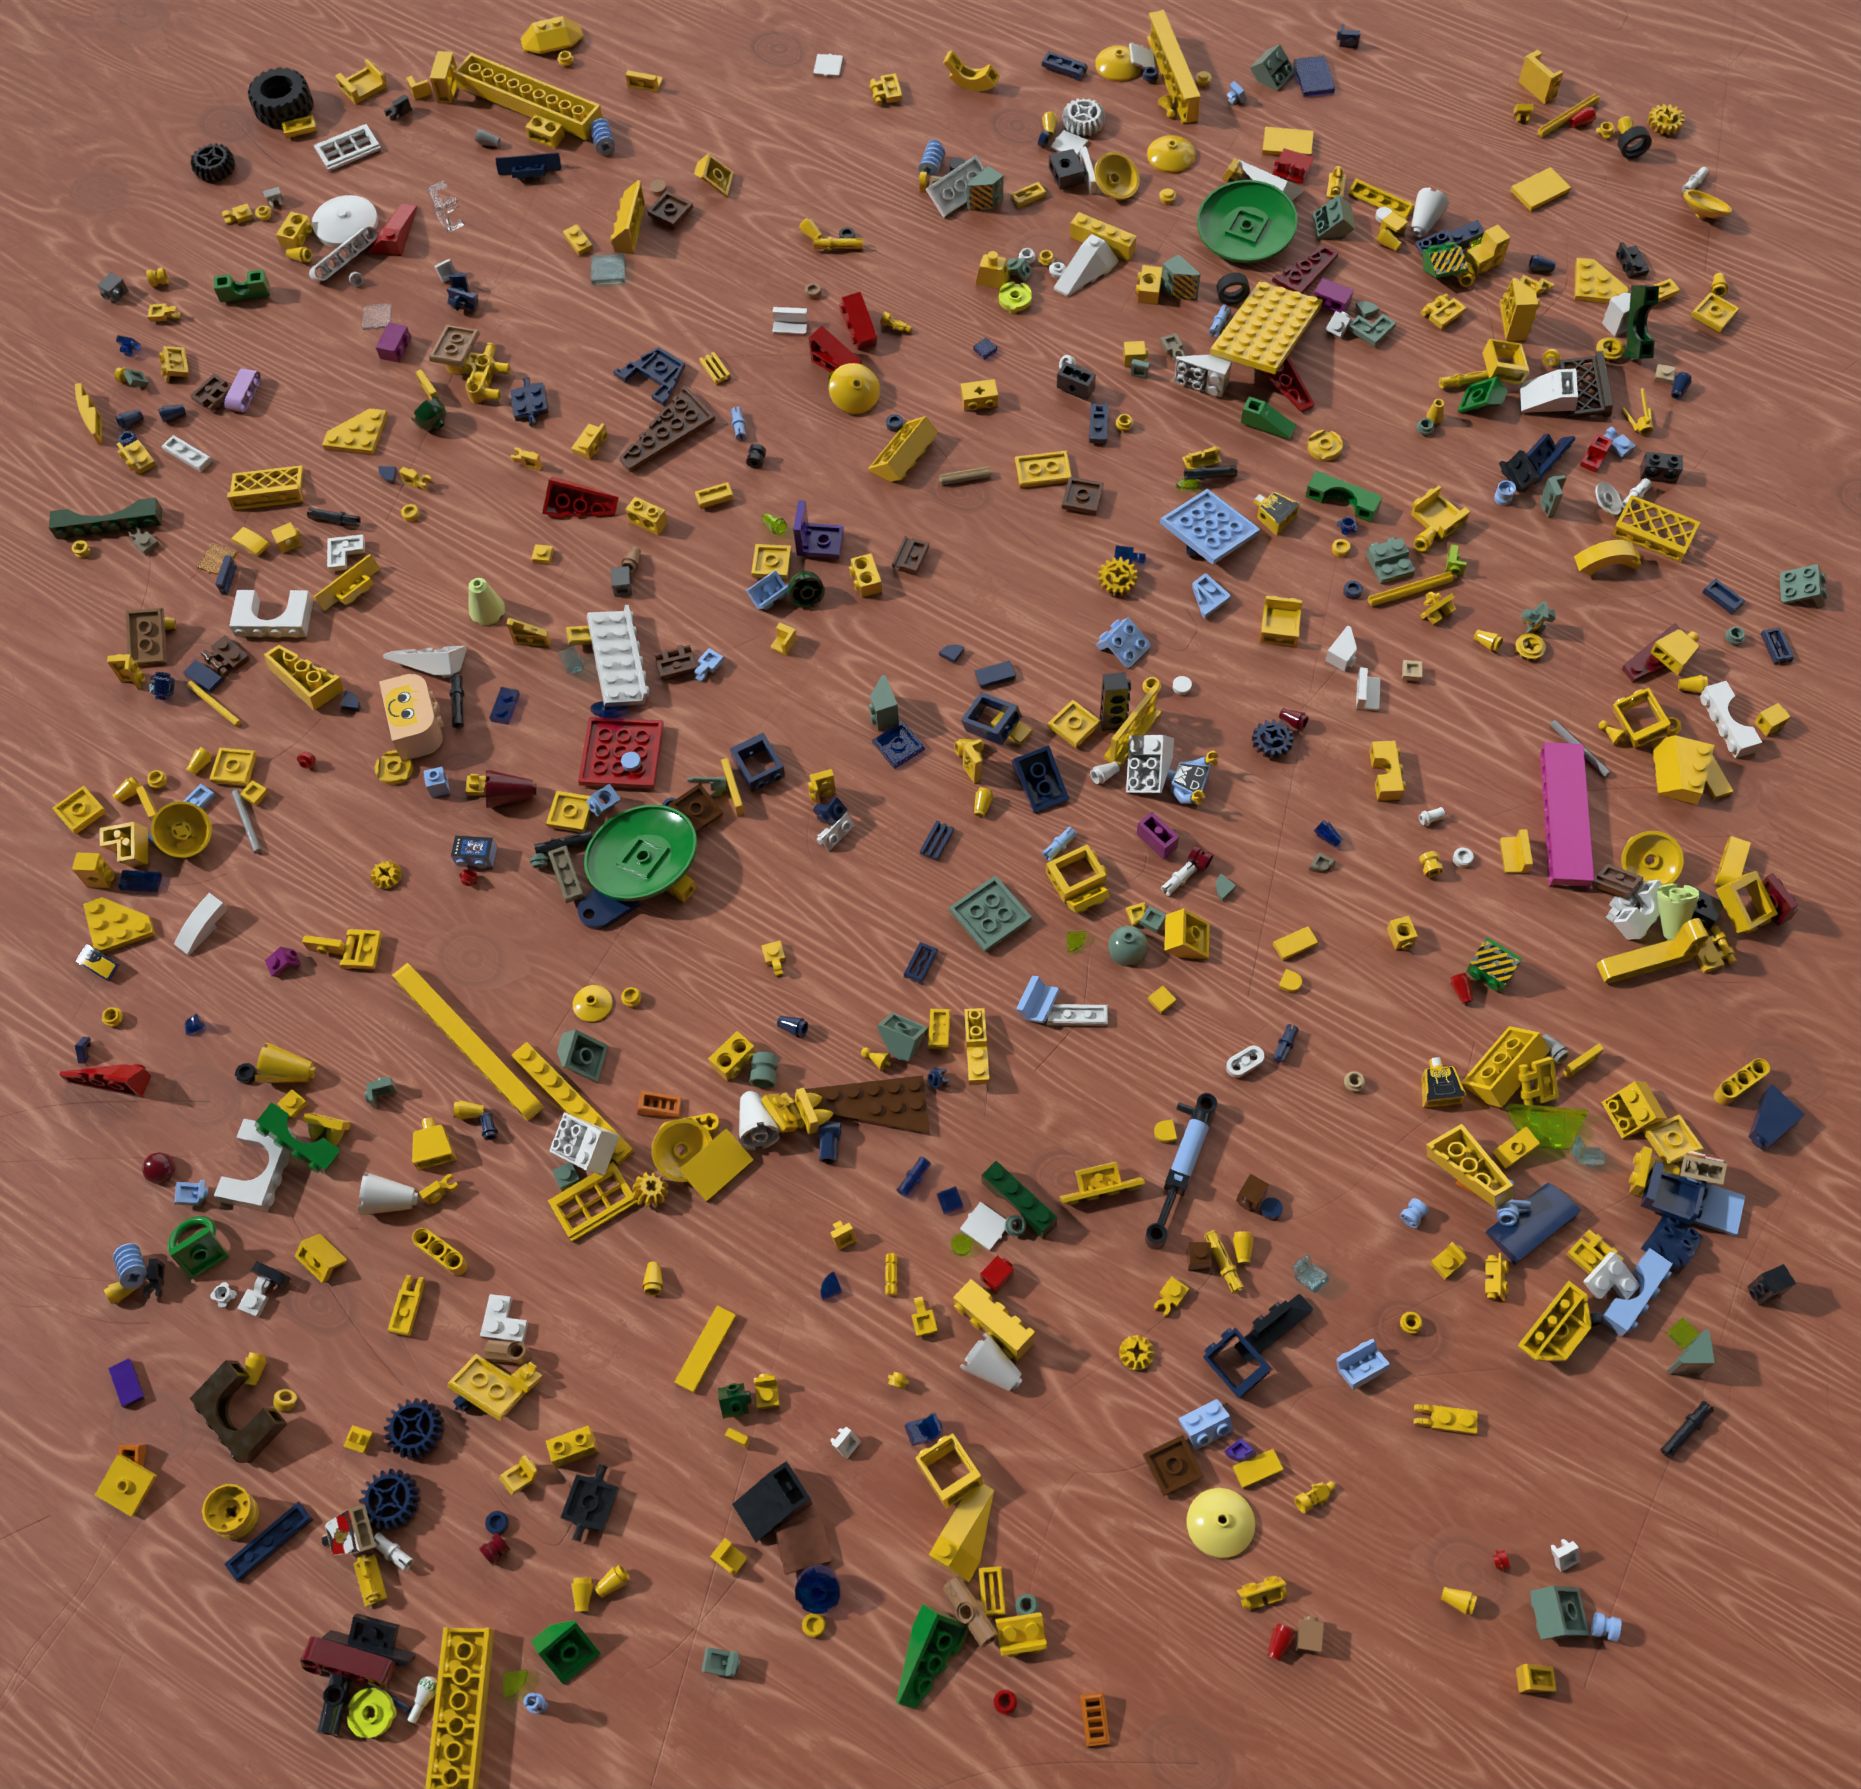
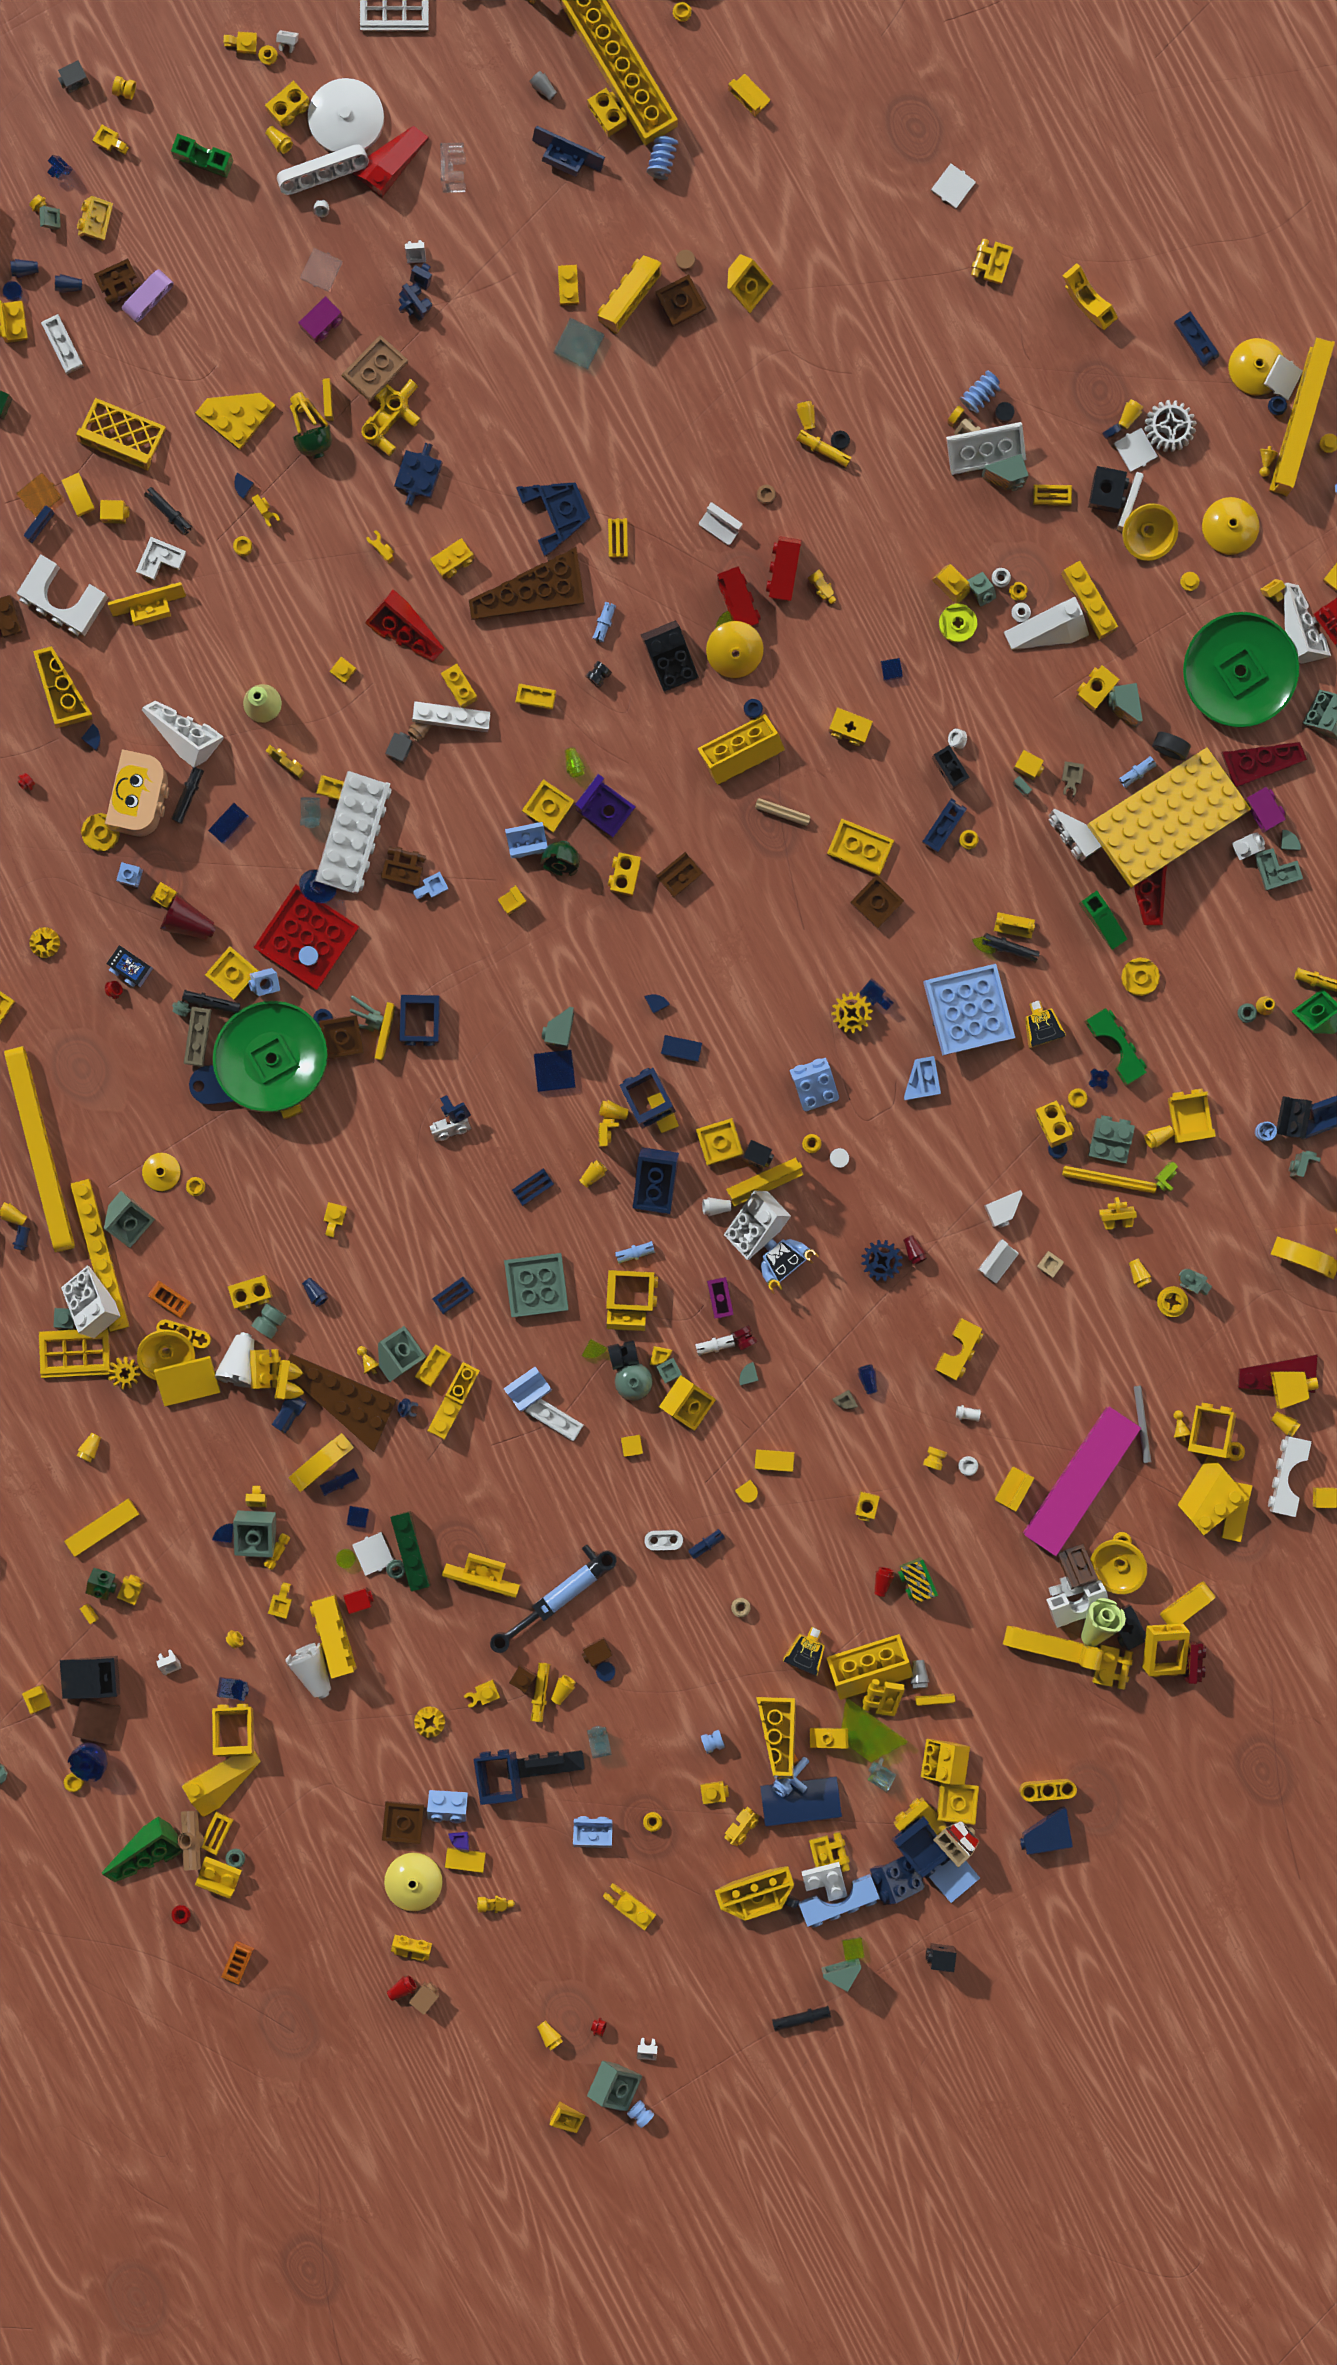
camera: 25 degrees right, 25 degrees up
(406, 399) = (301, 403): none -> yellow plant
(652, 539) = (451, 716): none -> white plate
(805, 418) = (669, 655): none -> black slope
(821, 785) = (462, 1081): yellow bracket -> none
(860, 1267) = (254, 1533): none -> sand green slope
(883, 1167) = (320, 1462): none -> yellow arch
(1102, 928) = (618, 1360): none -> black wheel
(1165, 1131) = (562, 1560): yellow tile -> none
(1281, 621) = (969, 1145): yellow panel -> none
(1337, 569) = (1049, 1125): none -> yellow brick

